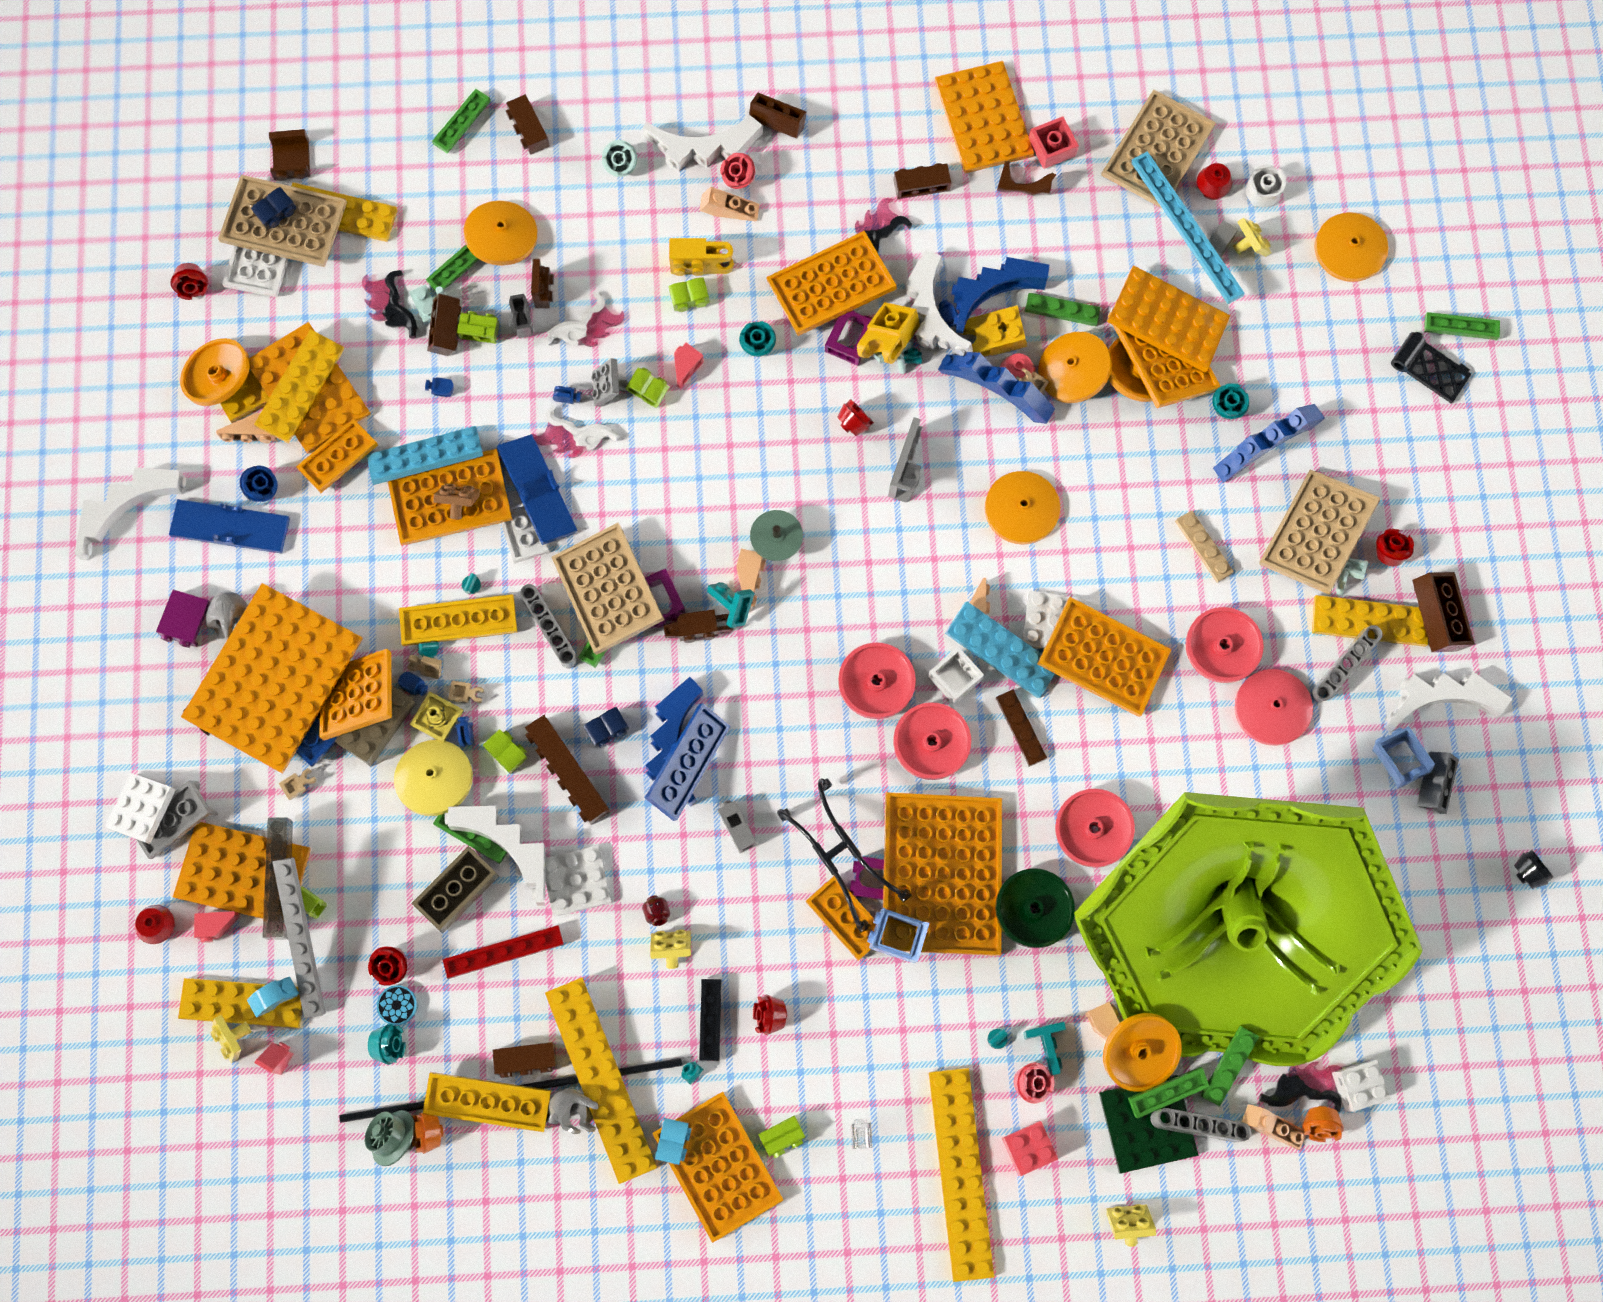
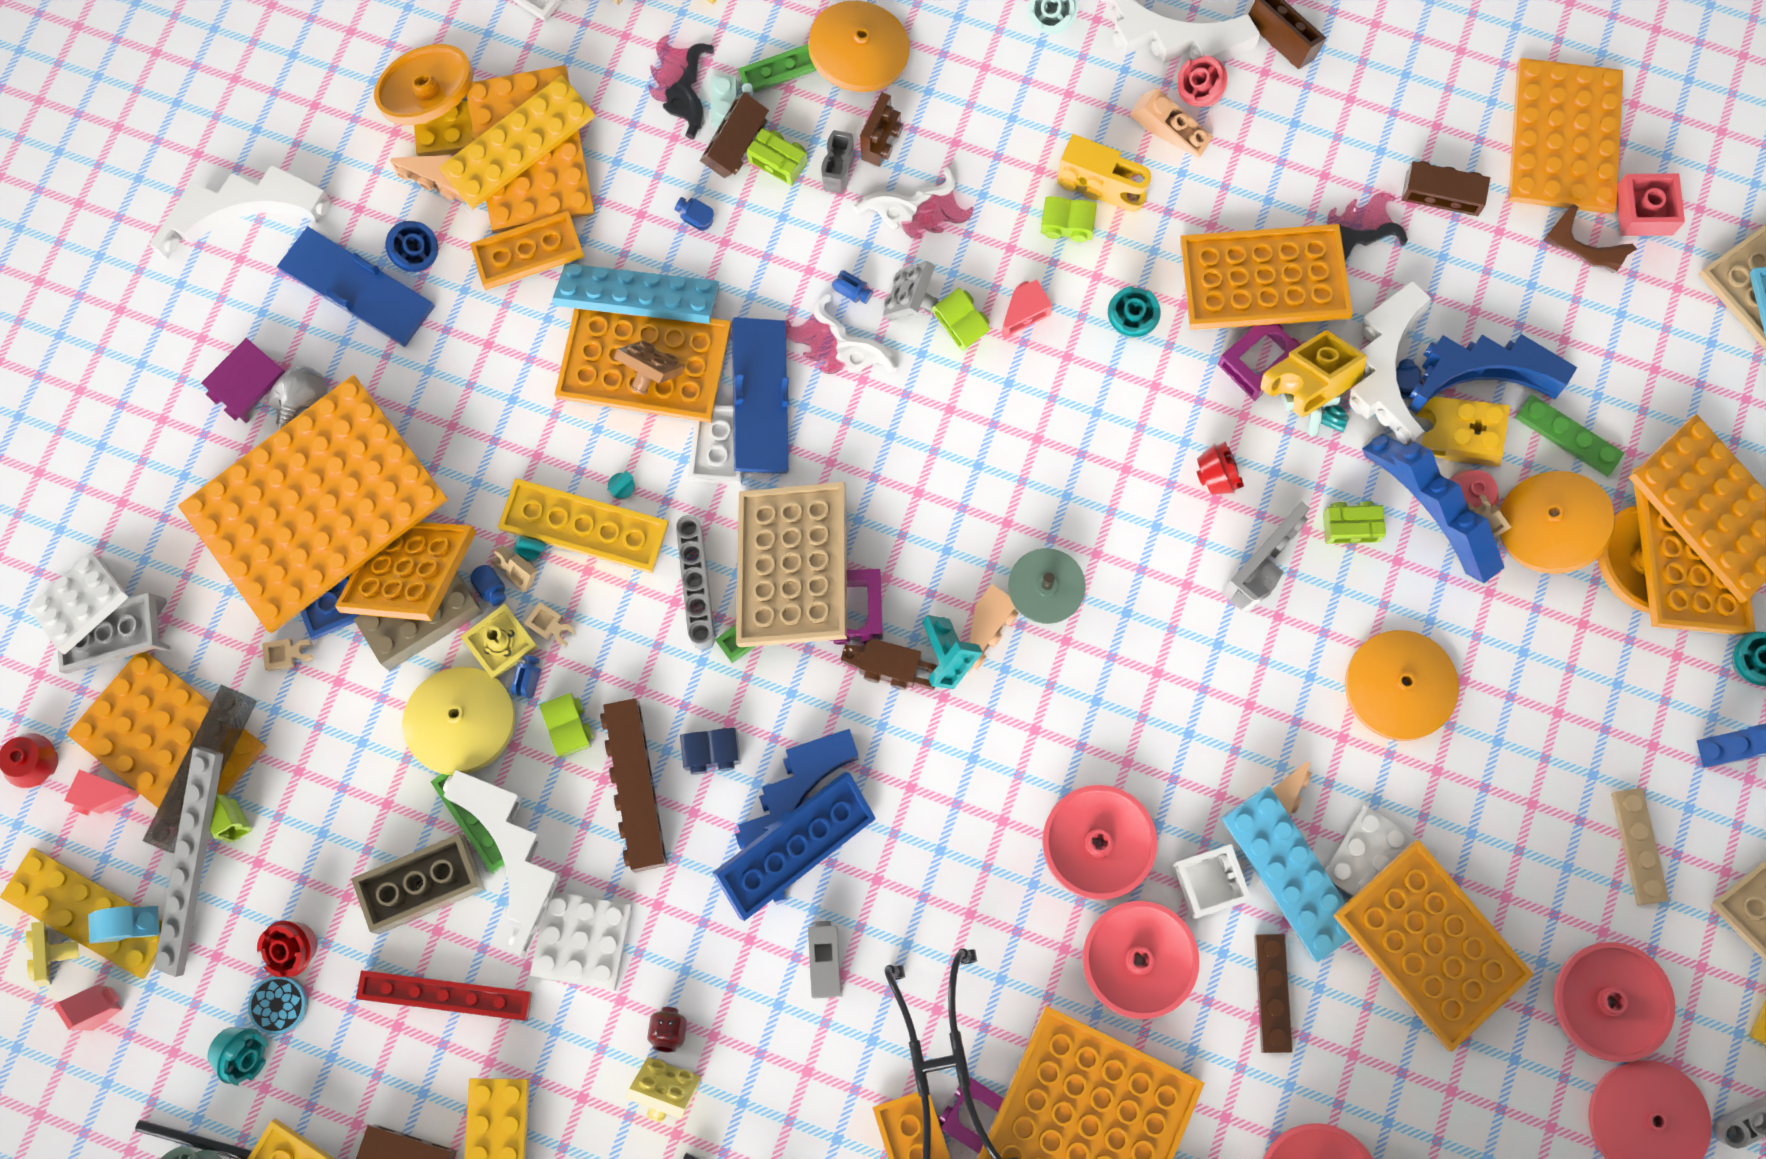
camera: 30 degrees right, 0 degrees up
(952, 418) = (1354, 523): none -> lime brick

